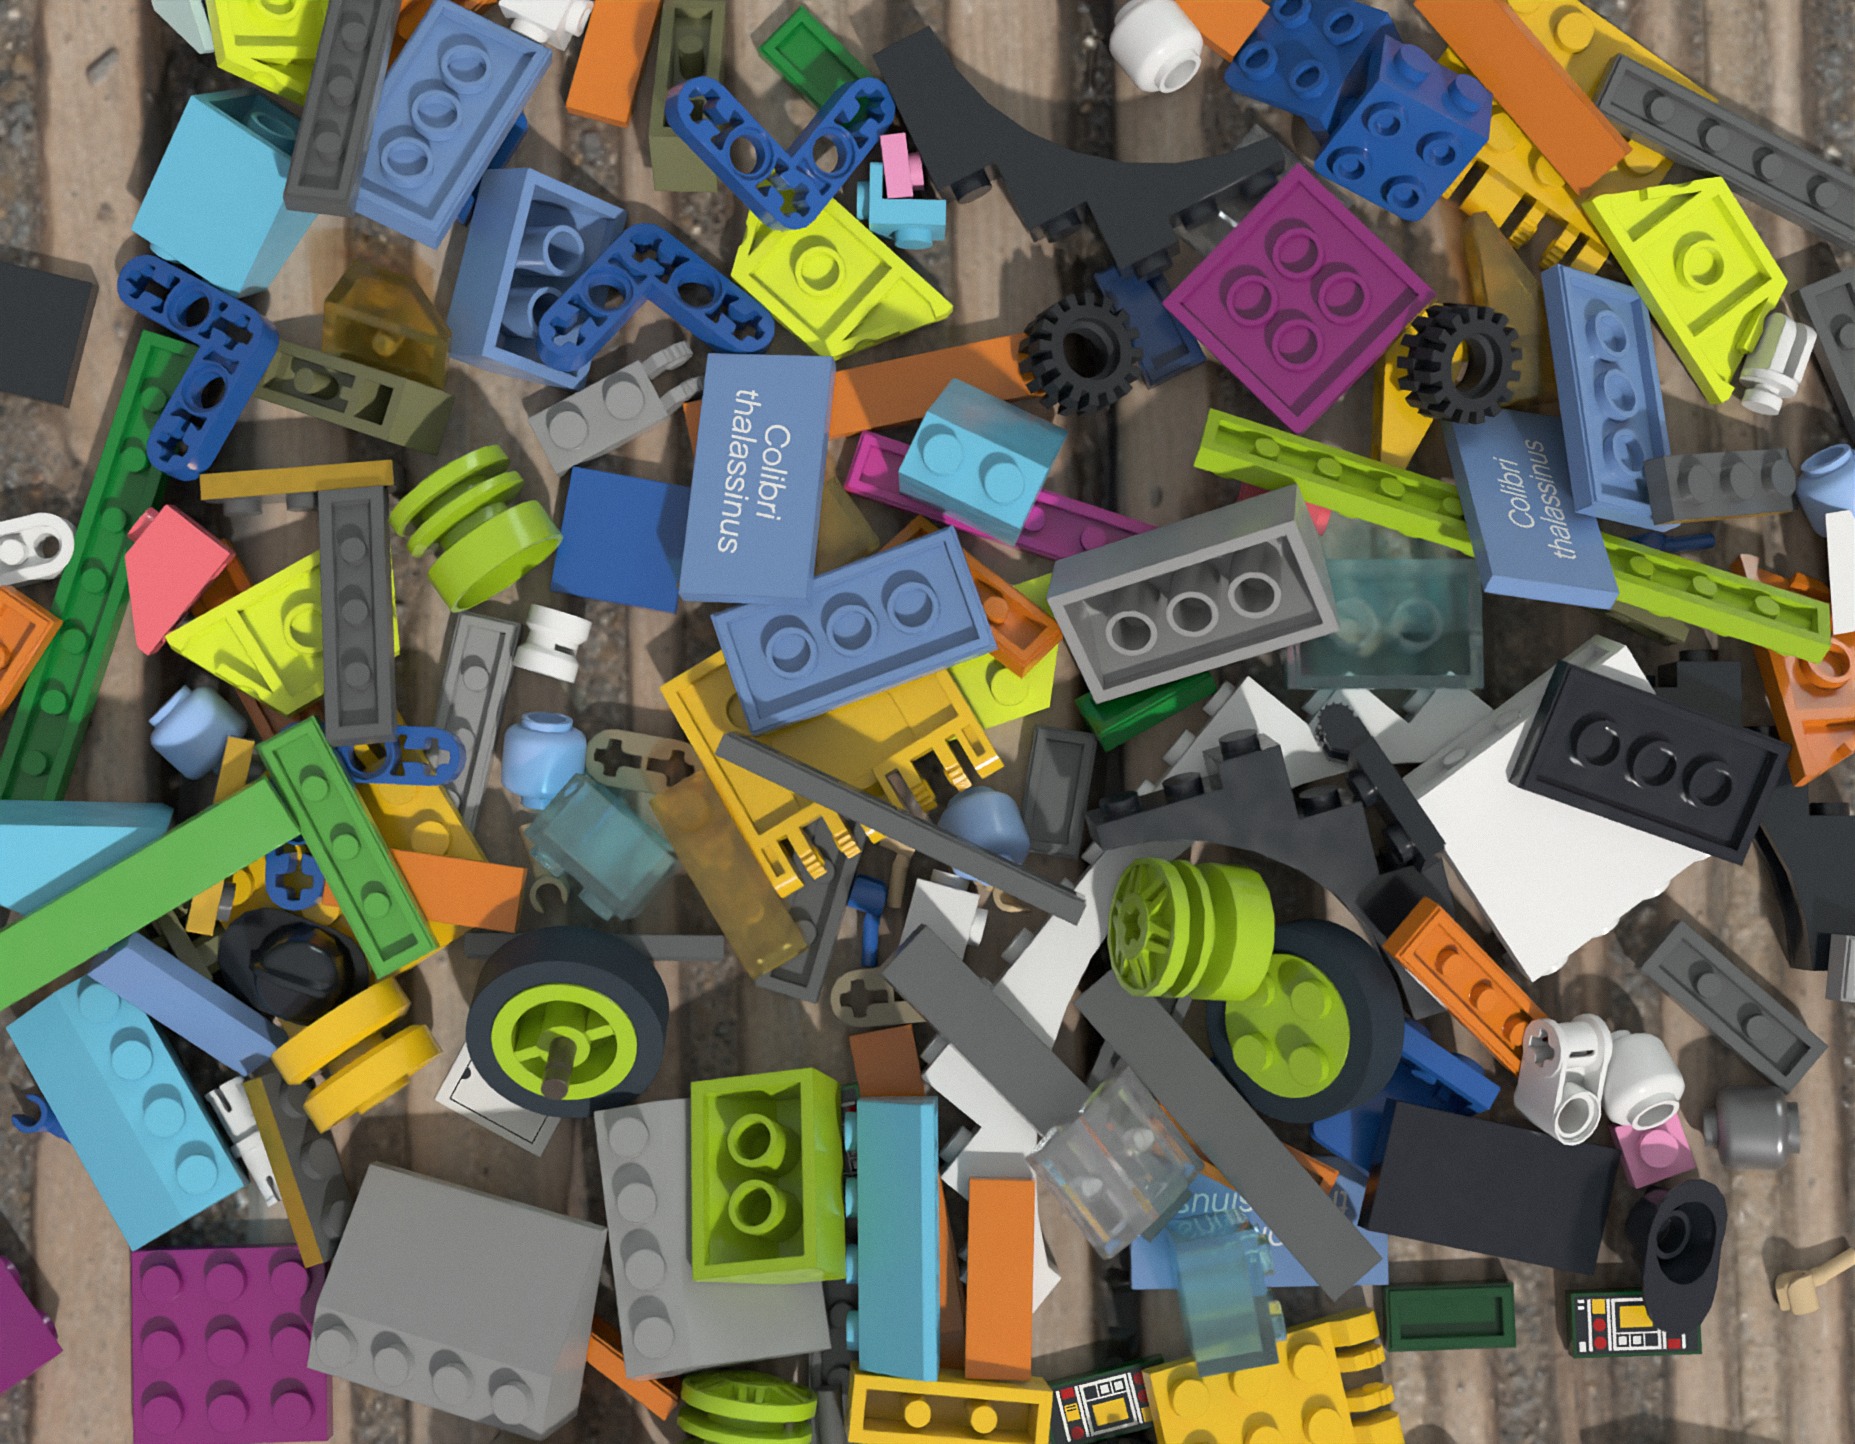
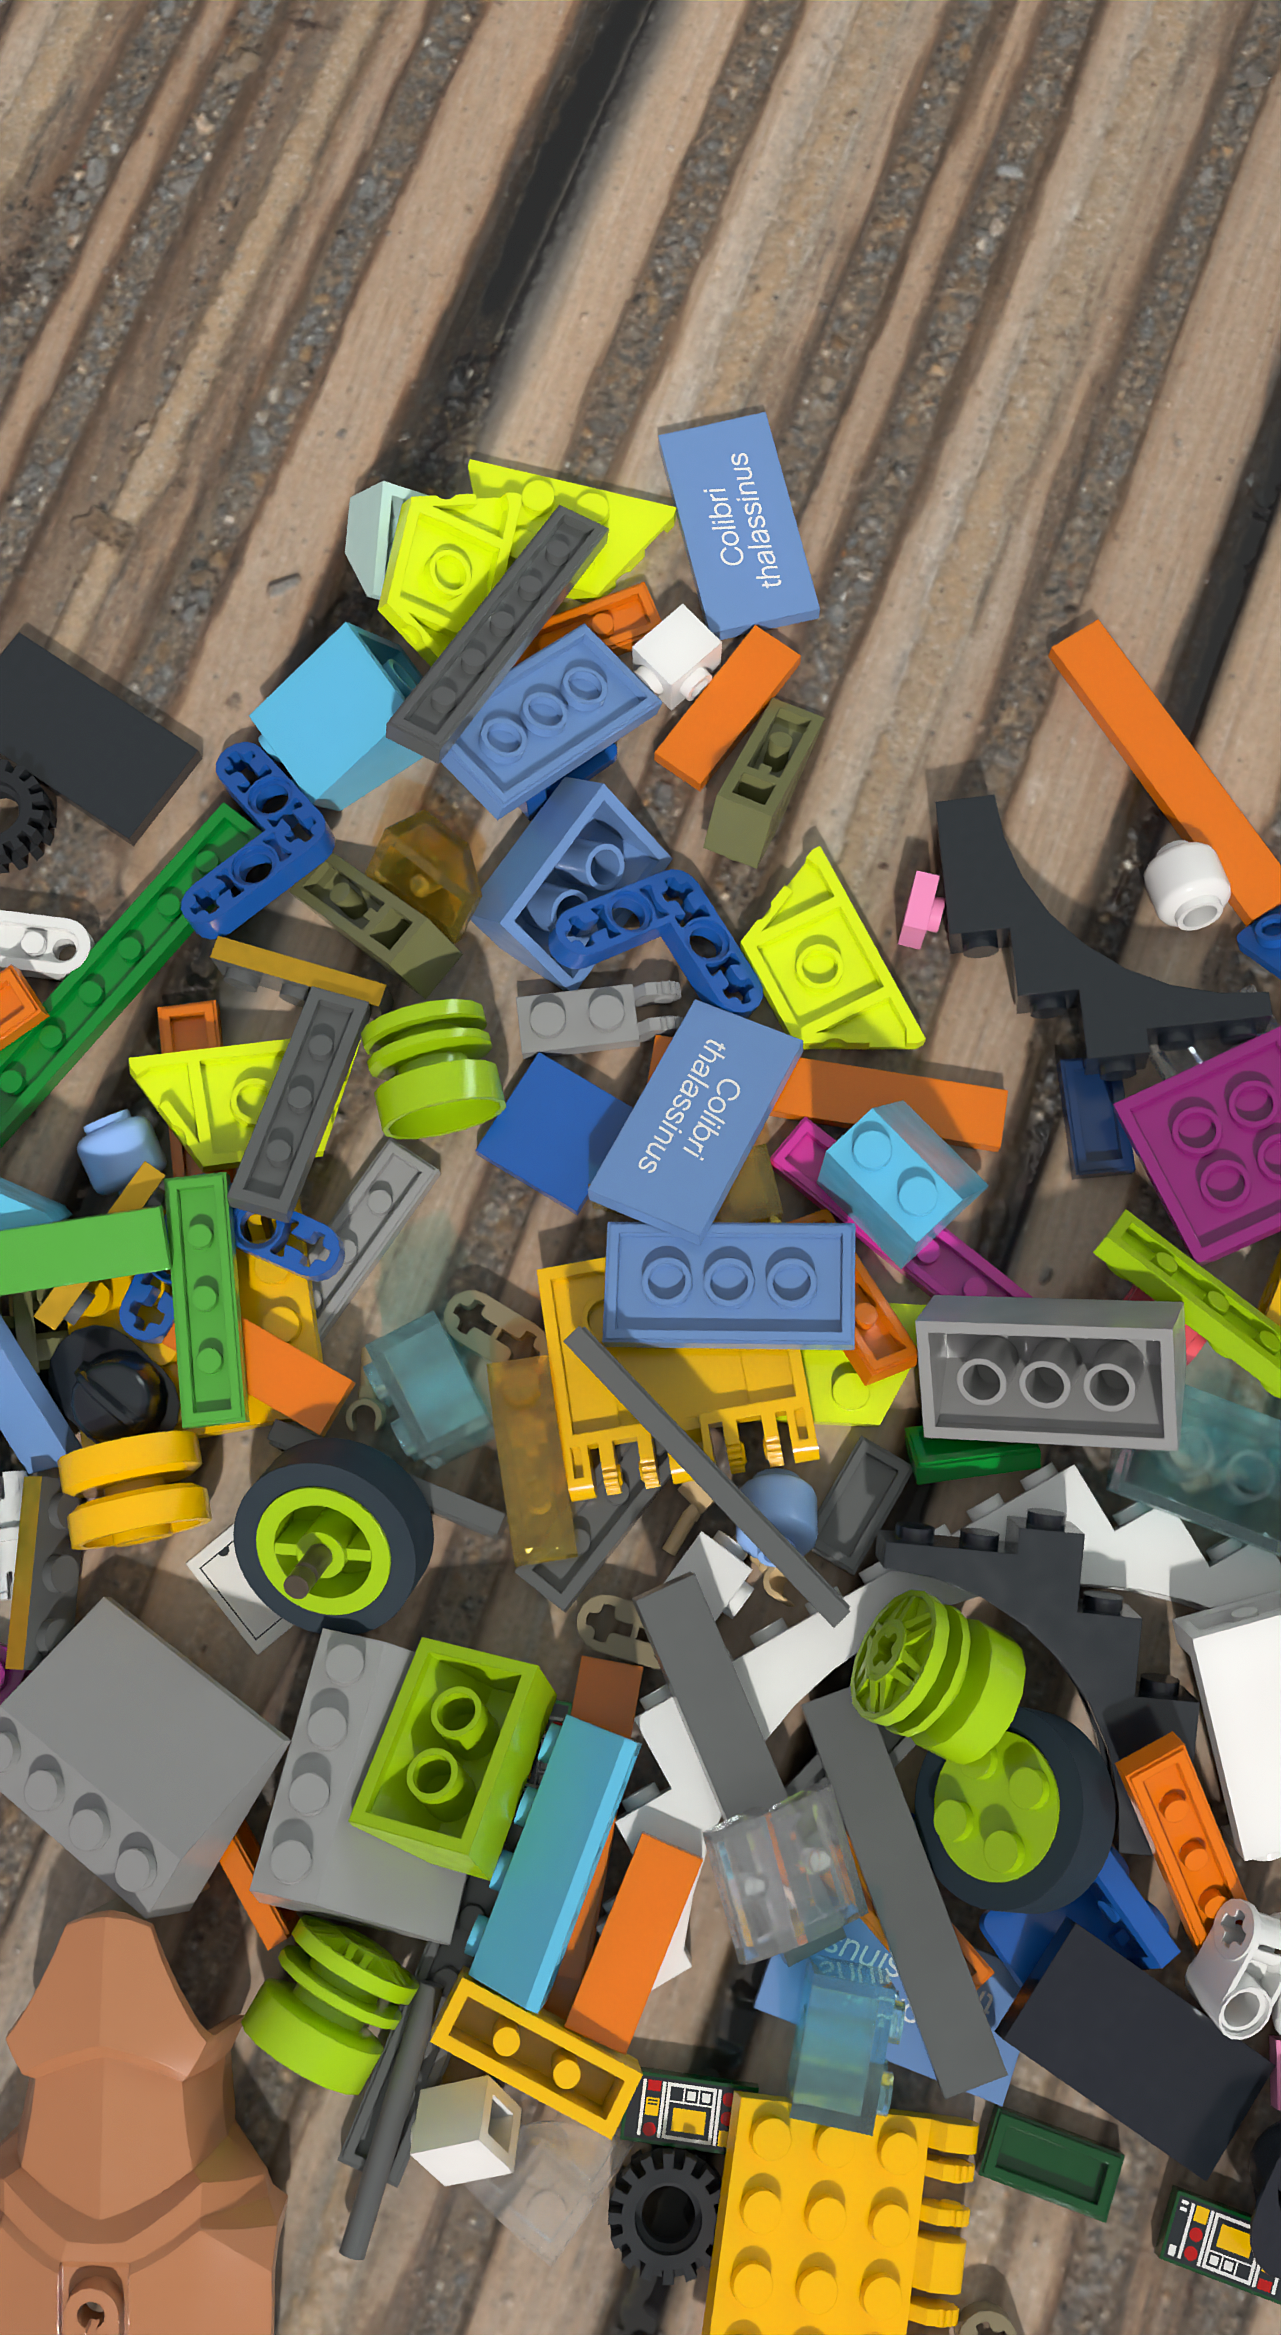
camera: 30 degrees right, 10 degrees down
(169, 571) = (156, 1007): coral slope -> none
(541, 757) = (407, 1289): light blue head -> none
(552, 643) = (459, 1196): white wheel -> none
(794, 167) = (829, 869): blue beam -> none
(812, 61) = (886, 807): green tile -> none
(869, 896) = (651, 1534): blue hand -> none
(907, 221) = (910, 952): medium azure bracket -> none
(1106, 336) = (1052, 1117): black tyre -> none
(1378, 784) = (1163, 1606): black hinge -> none

